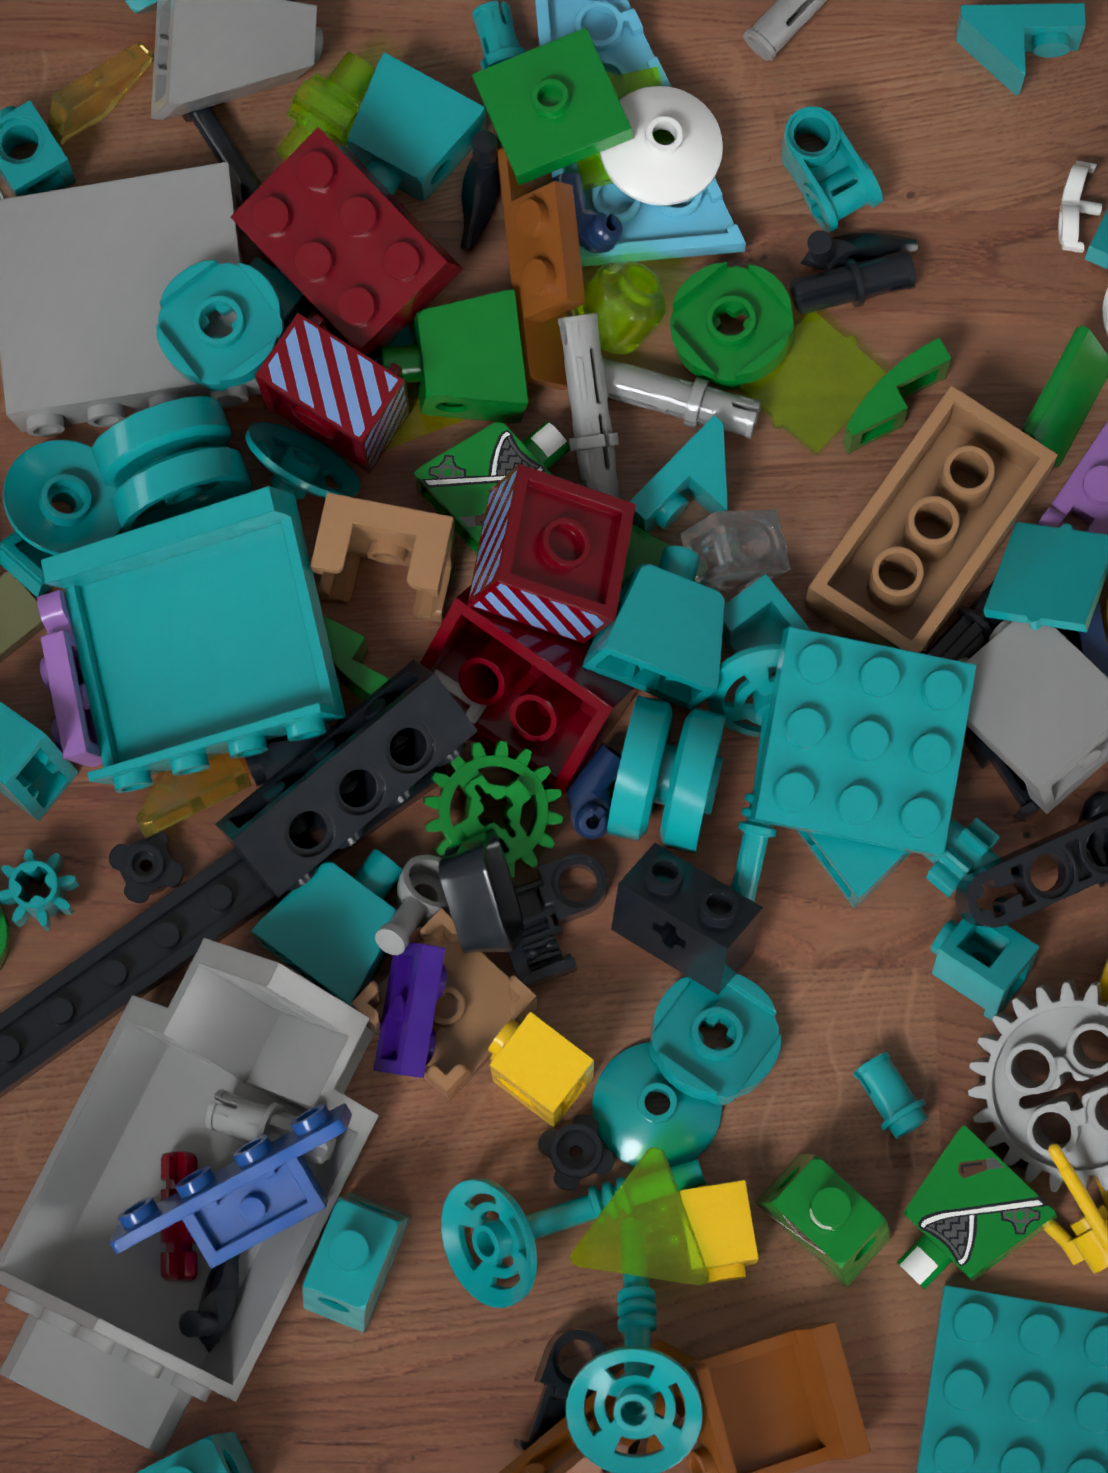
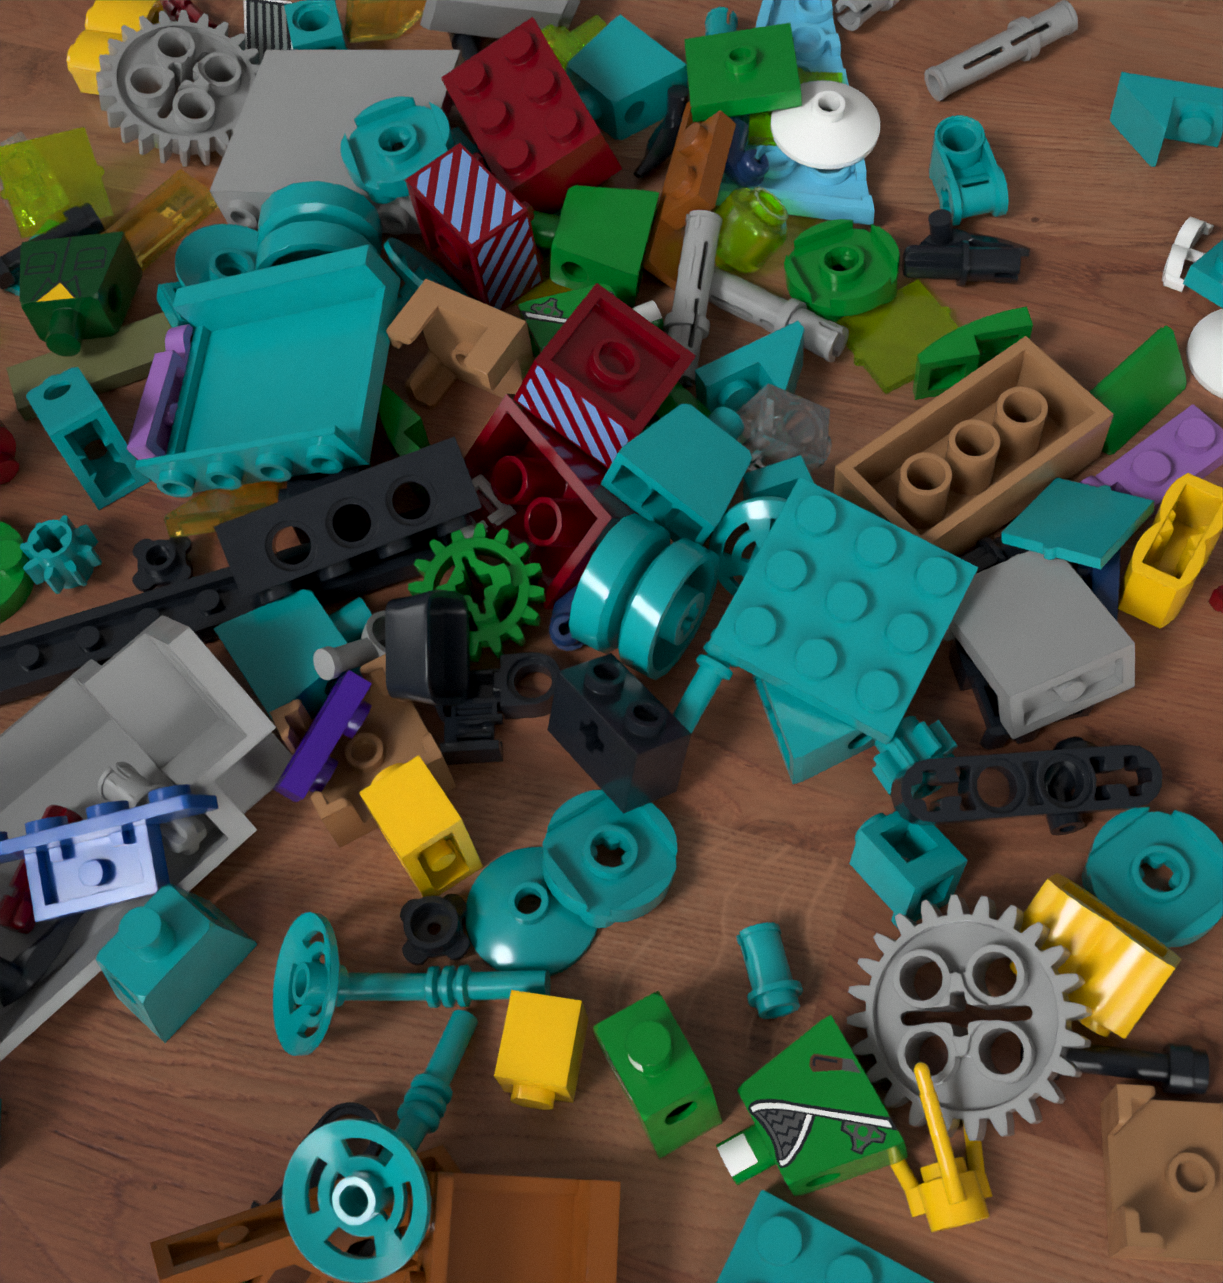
camera: 25 degrees right, 15 degrees down
(645, 1229) = (463, 1020): clear neon green piece -> none

